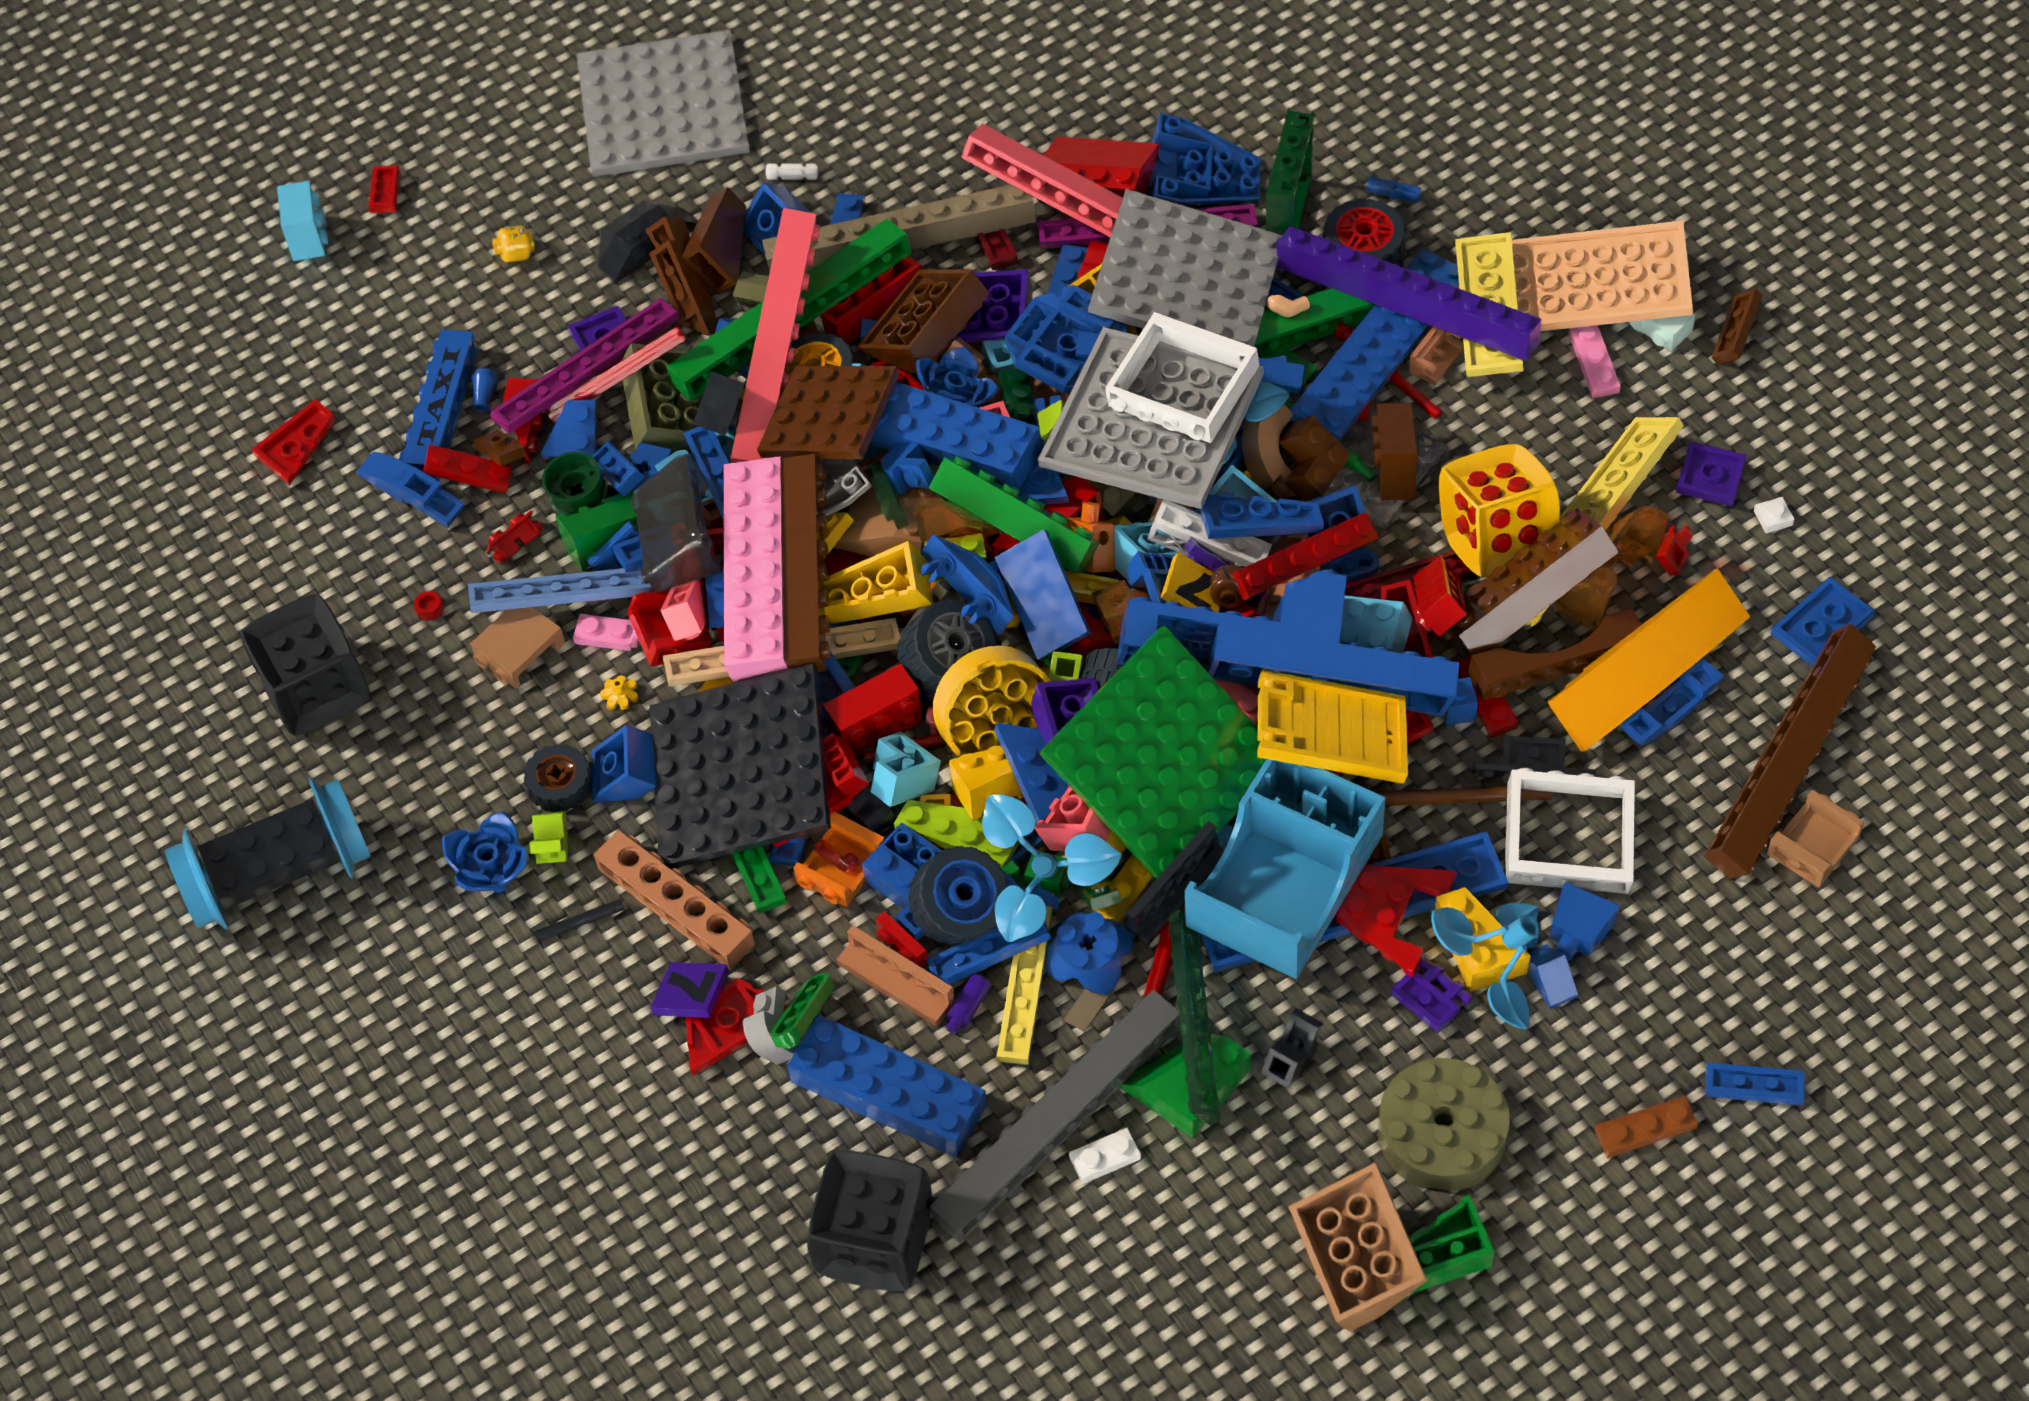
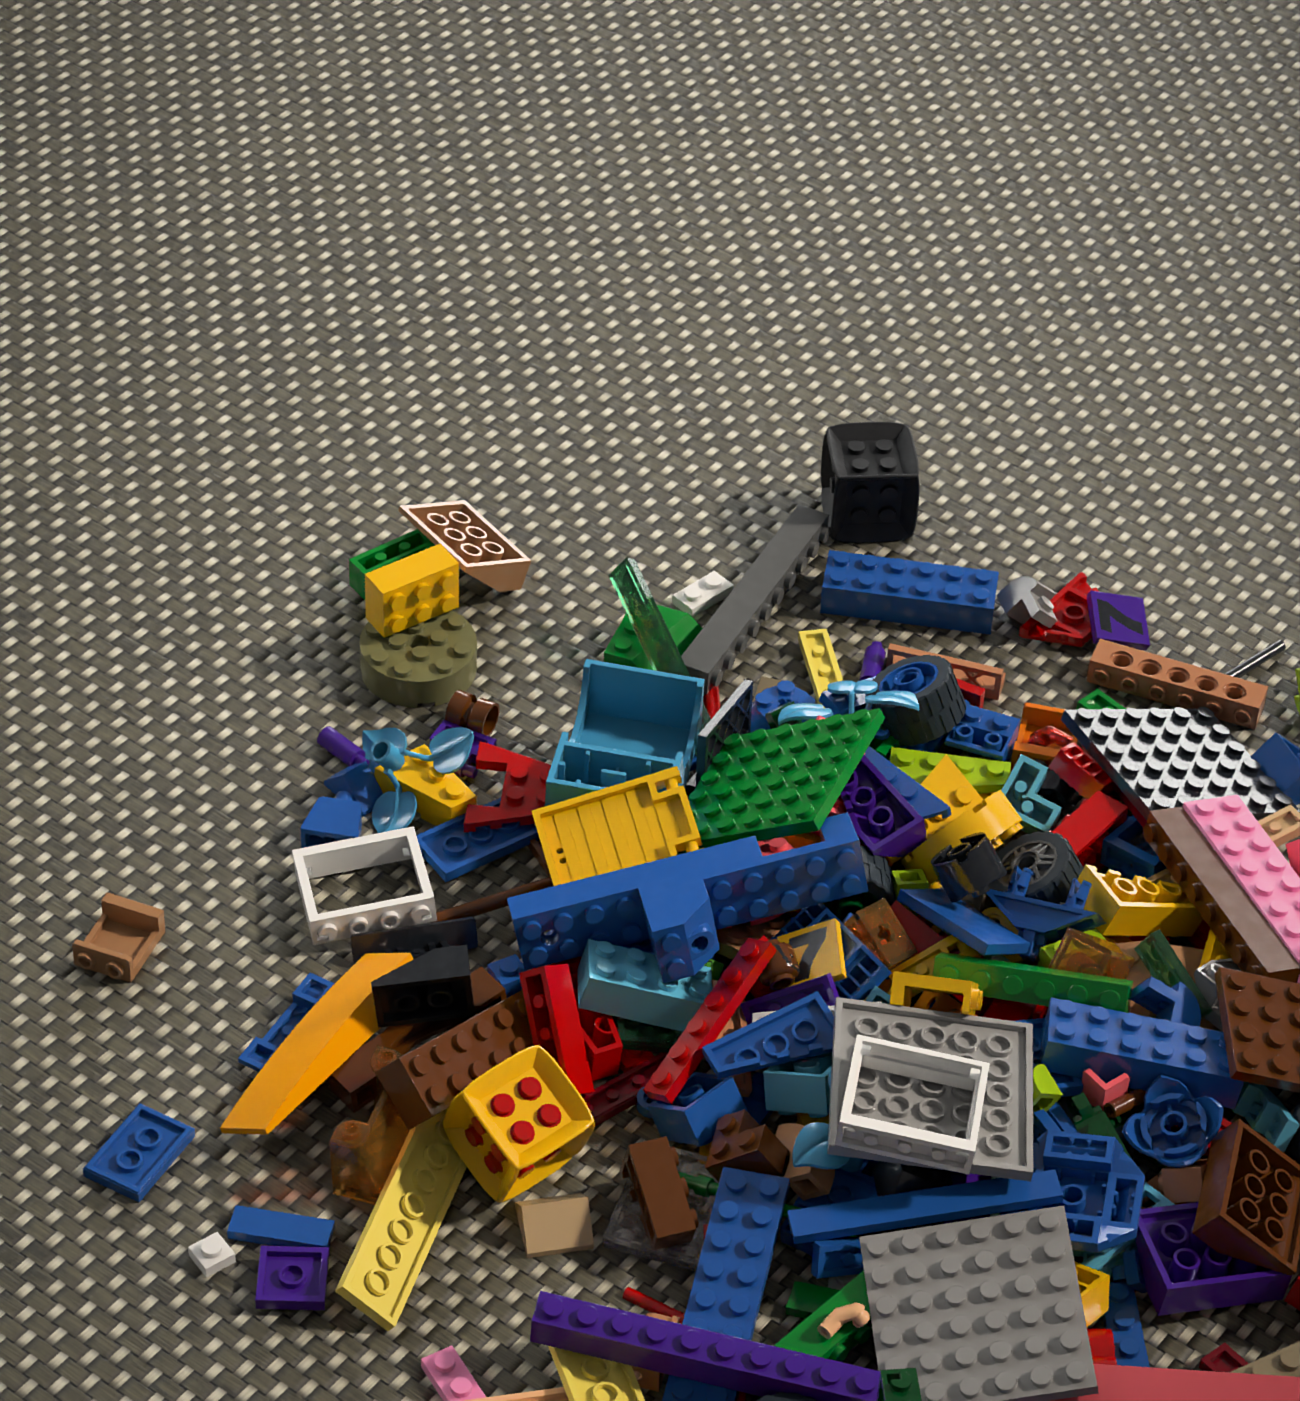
camera: 155 degrees right, 15 degrees down
(802, 1010) = (1008, 607): green plate -> none
(1005, 617) = (968, 867): none -> black brick
(1108, 504) = (904, 983): none -> yellow panel
(1294, 1050) = (567, 677): black brick -> none
(1411, 1029) = (472, 713): none -> reddish brown wheel
(1444, 1136) = (412, 590): none -> yellow brick
(1549, 640) = (426, 989): none -> black slope
(1550, 1024) = (341, 747): none -> dark purple cylinder
(1646, 1126) = (238, 698): dark orange plate -> none
(1672, 551) = (316, 1180): red plate -> none
(1712, 523) = (279, 1228): none -> blue tile
(1754, 1083) = (147, 740): blue plate -> none
(1790, 752) = (153, 1006): reddish brown brick -> none

